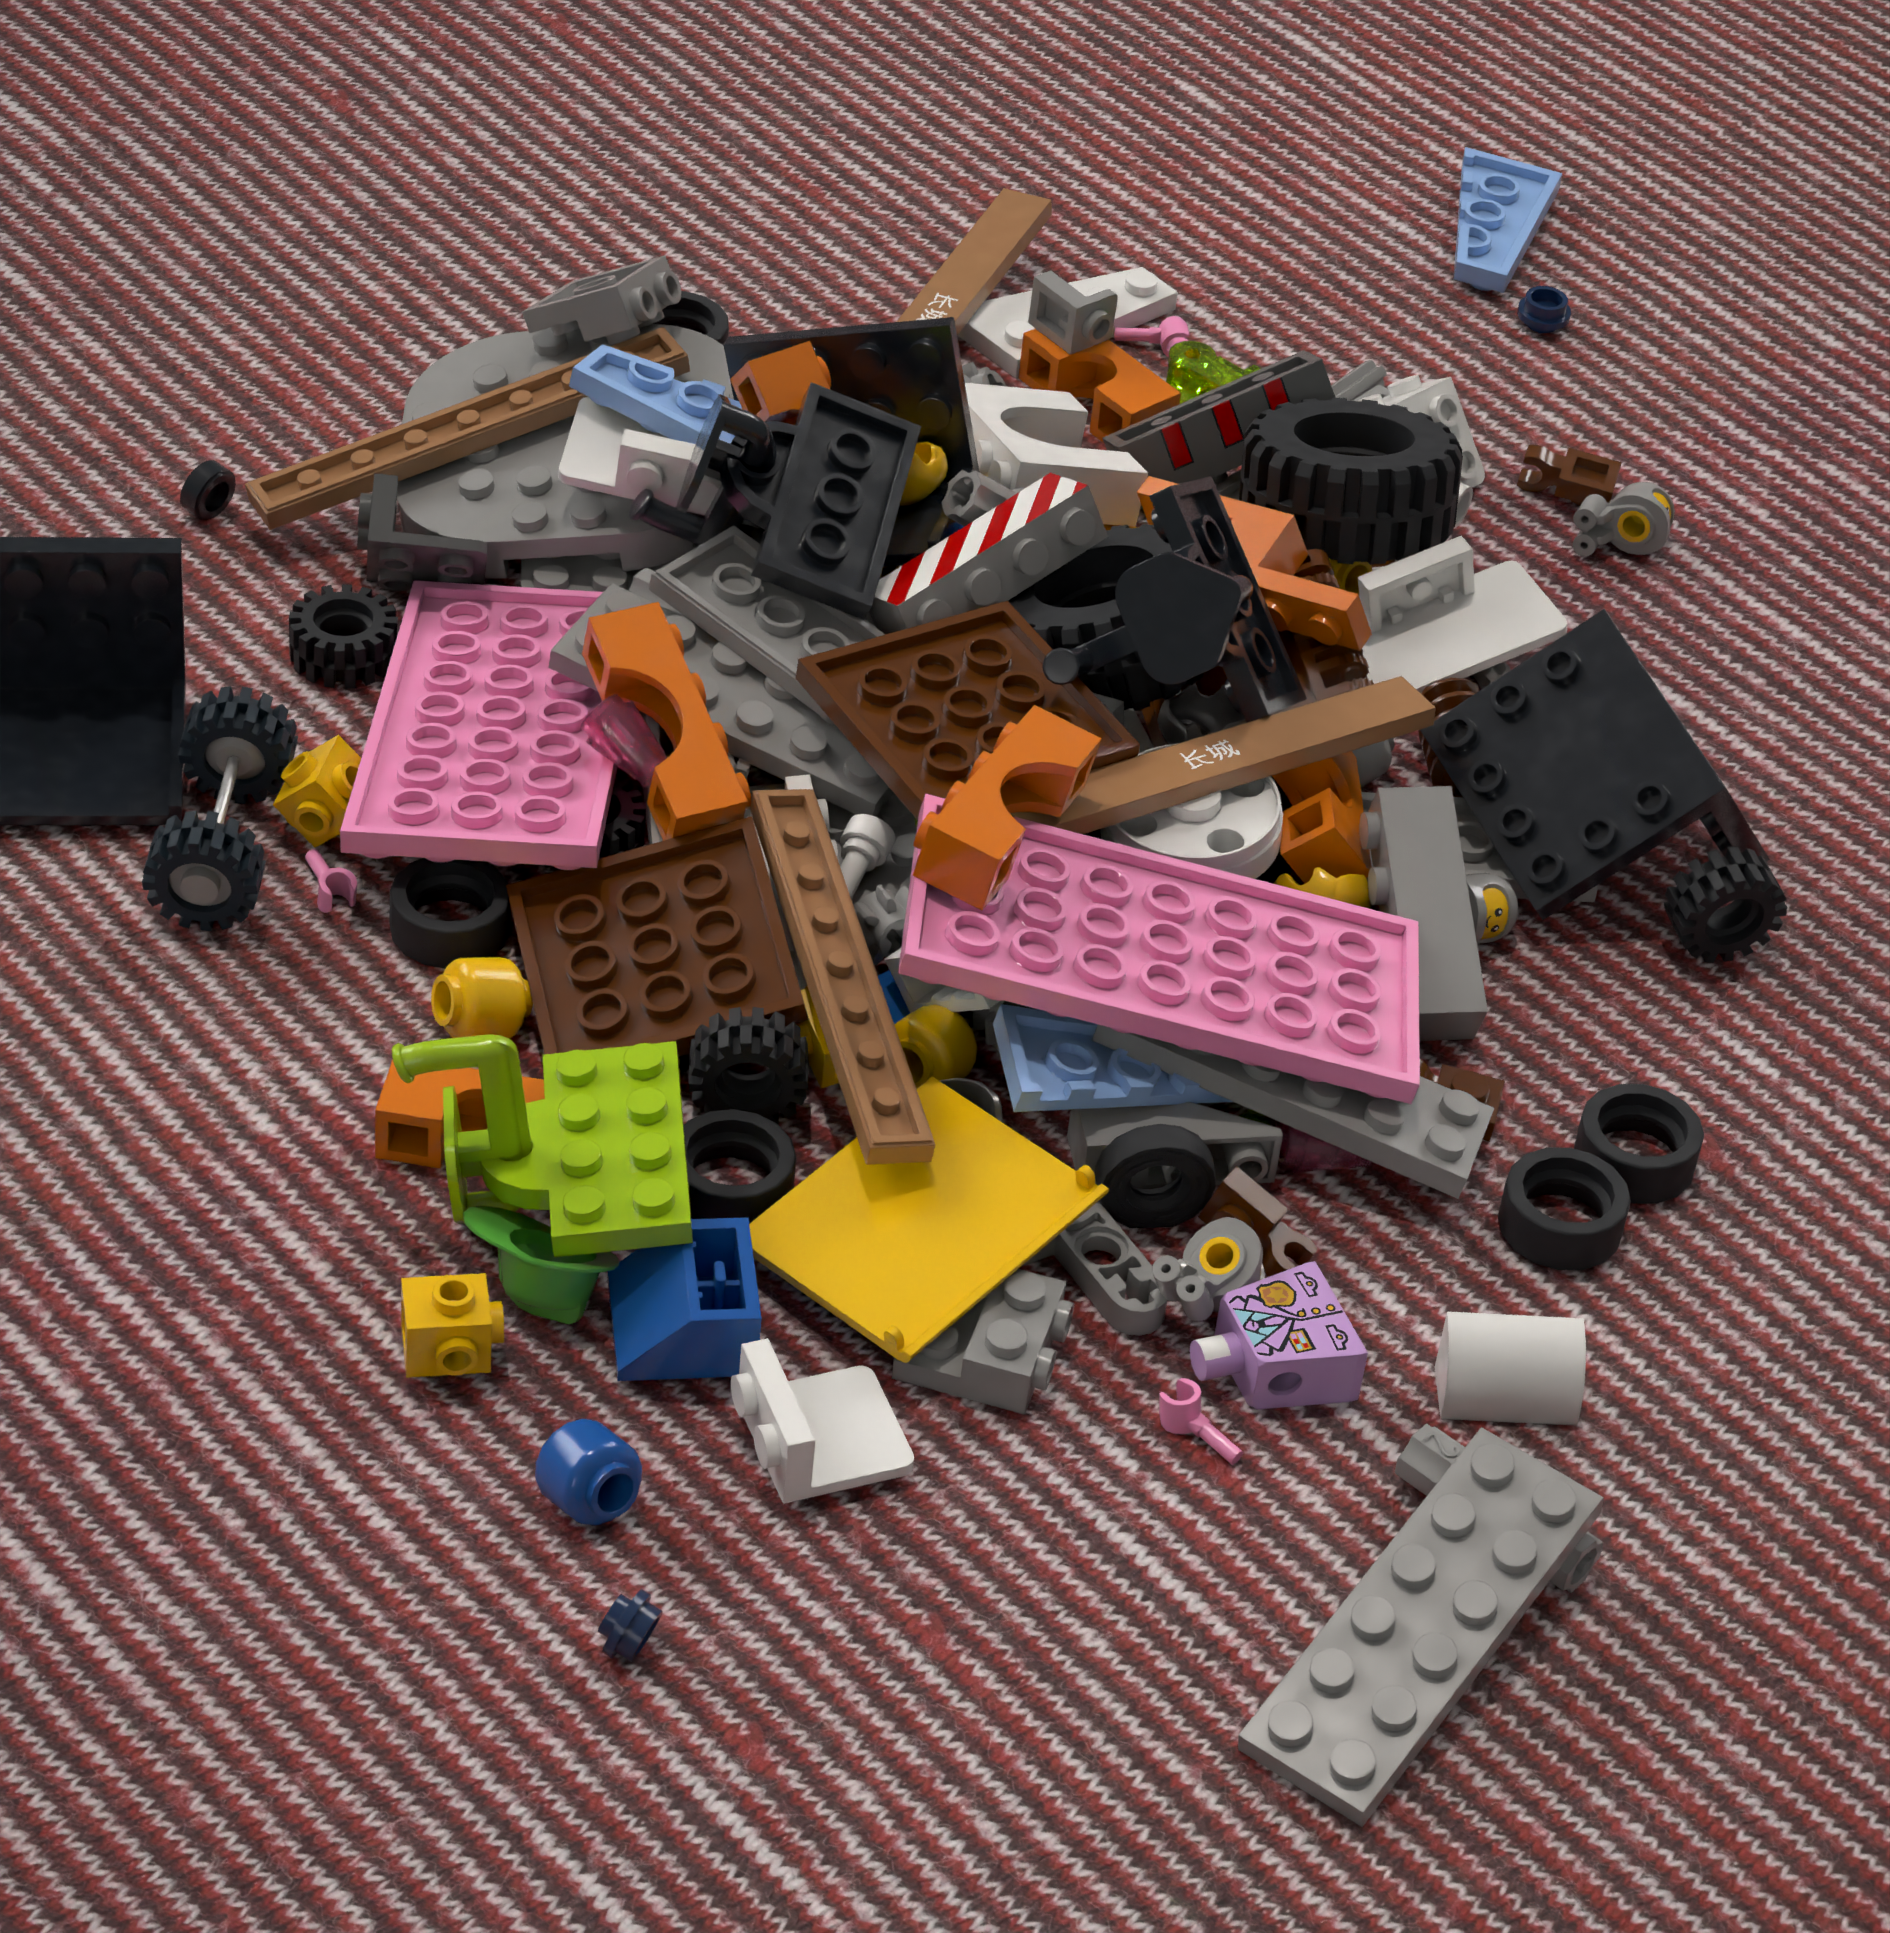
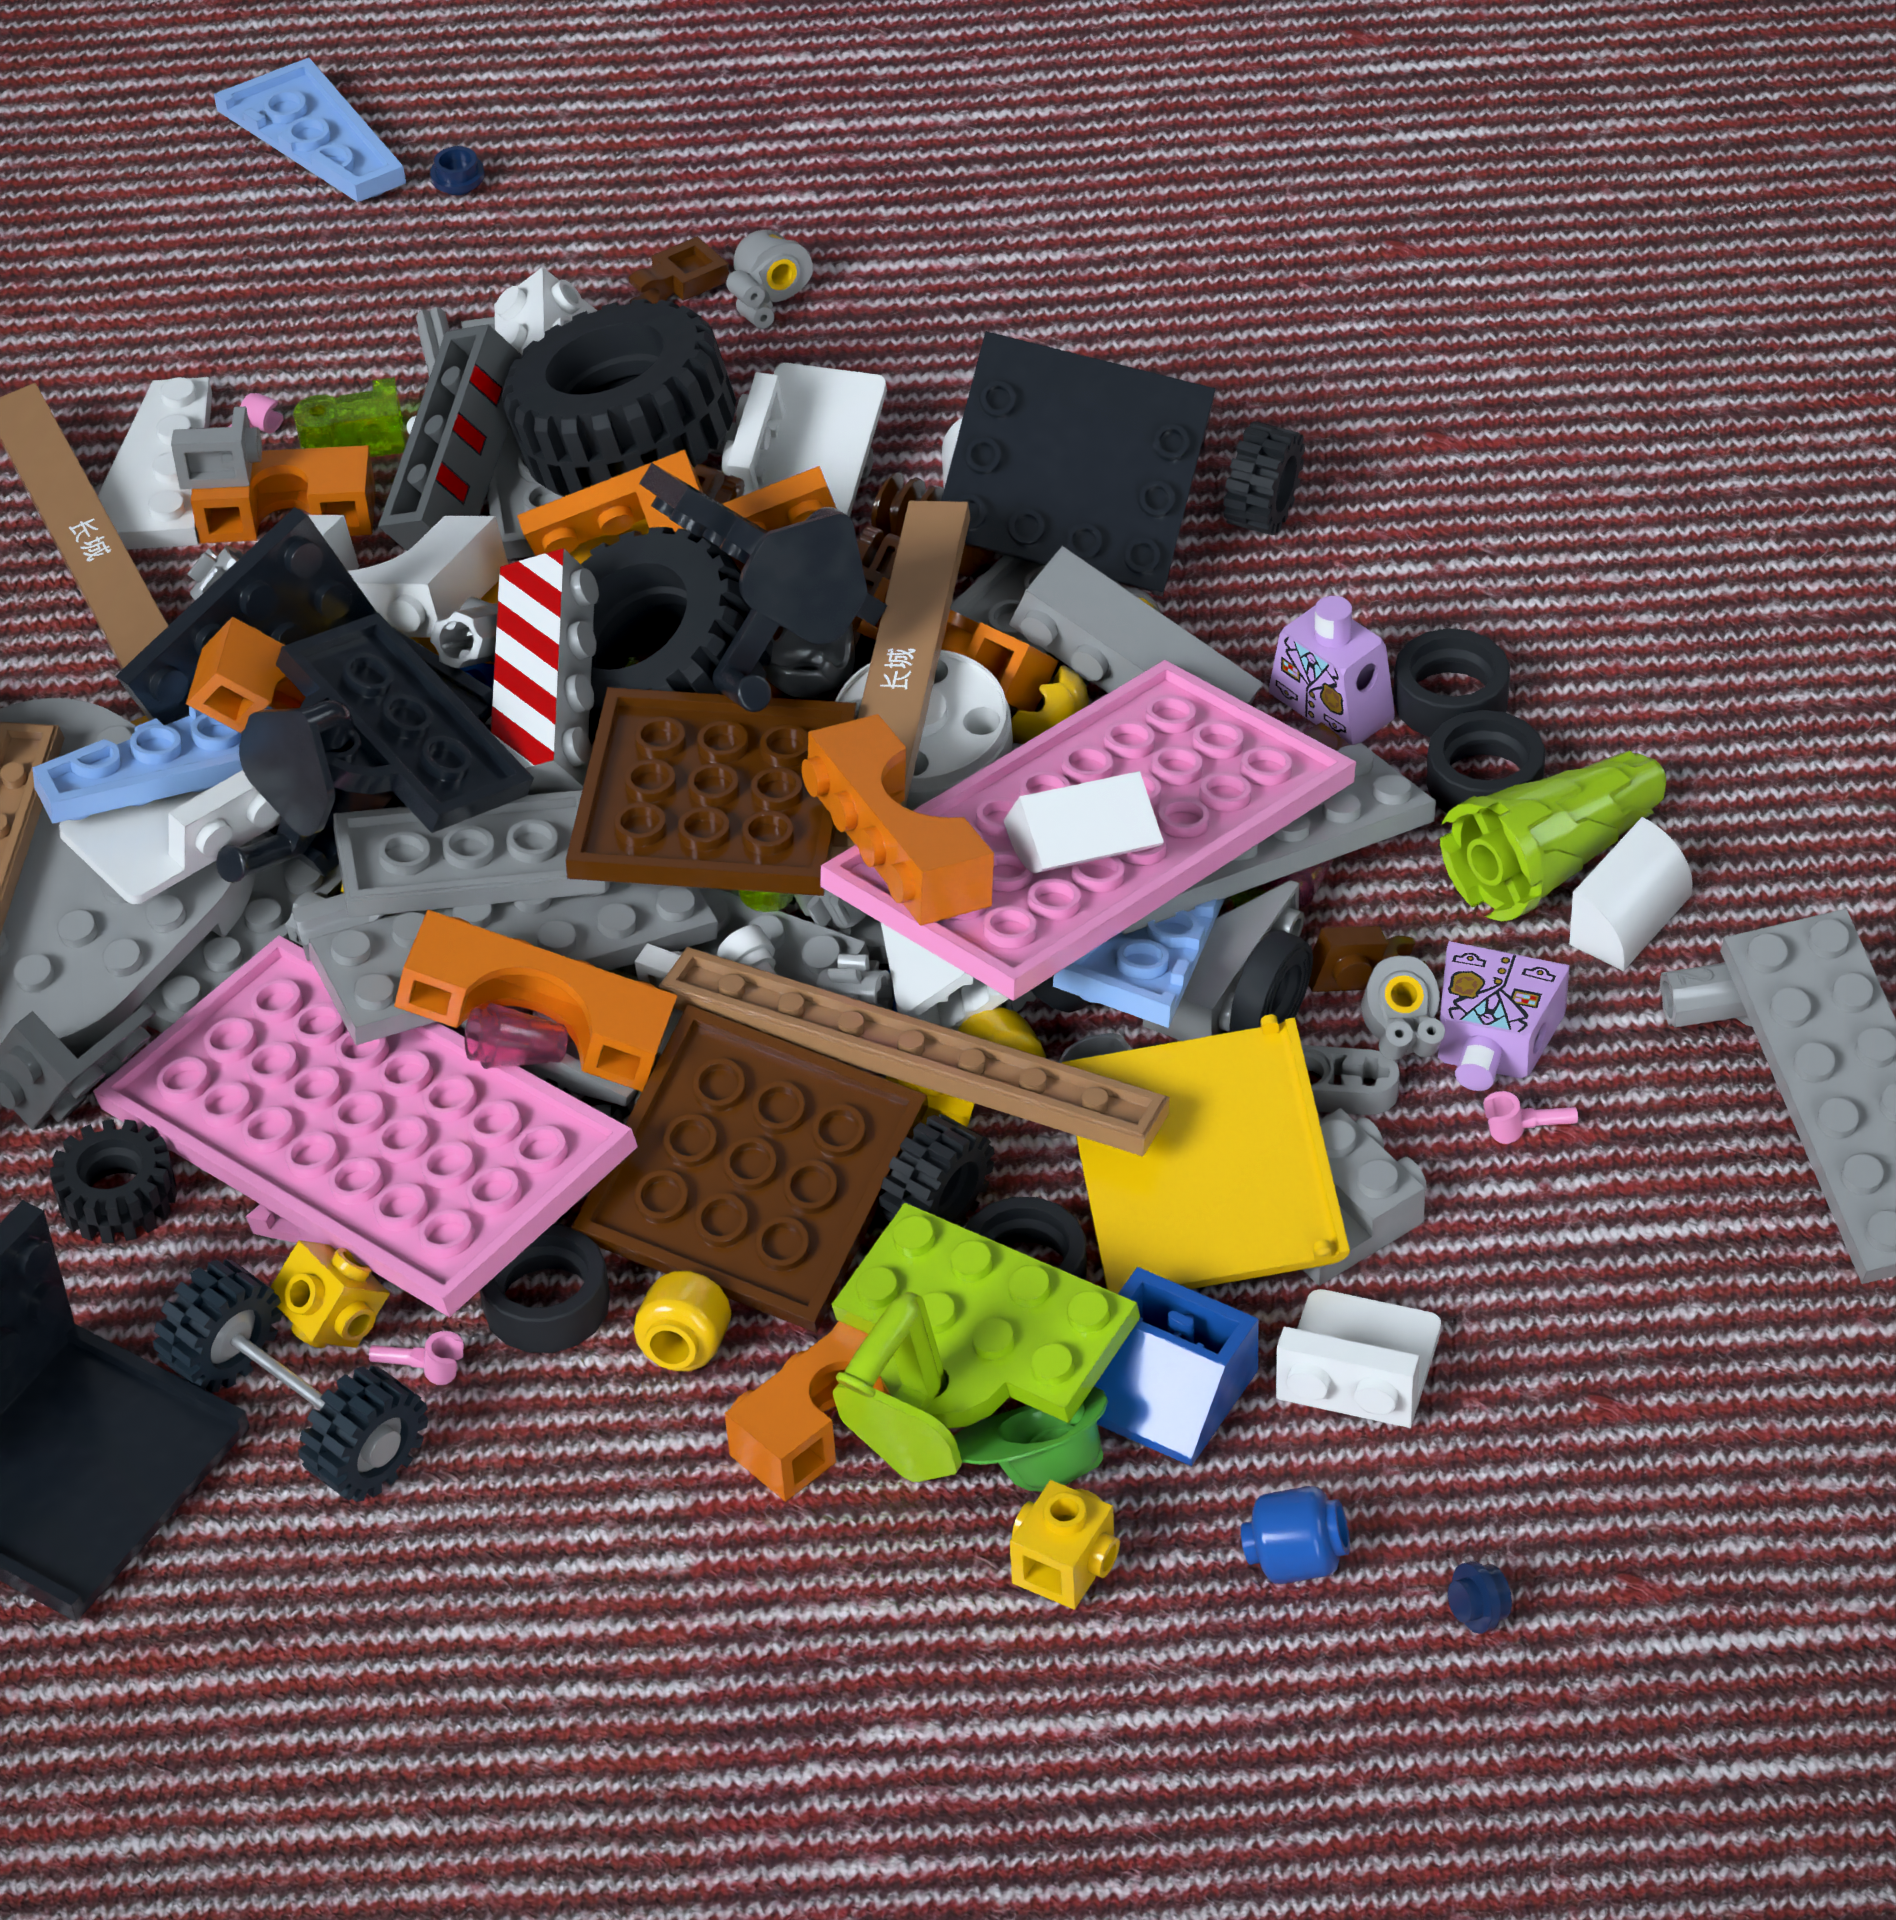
camera: 45 degrees left, 5 degrees up
(1122, 918) = (1083, 823): none -> white brick
(1505, 1262) = (1542, 832): none -> lime cone
(1559, 1023) = (1334, 671): none -> lavender torso

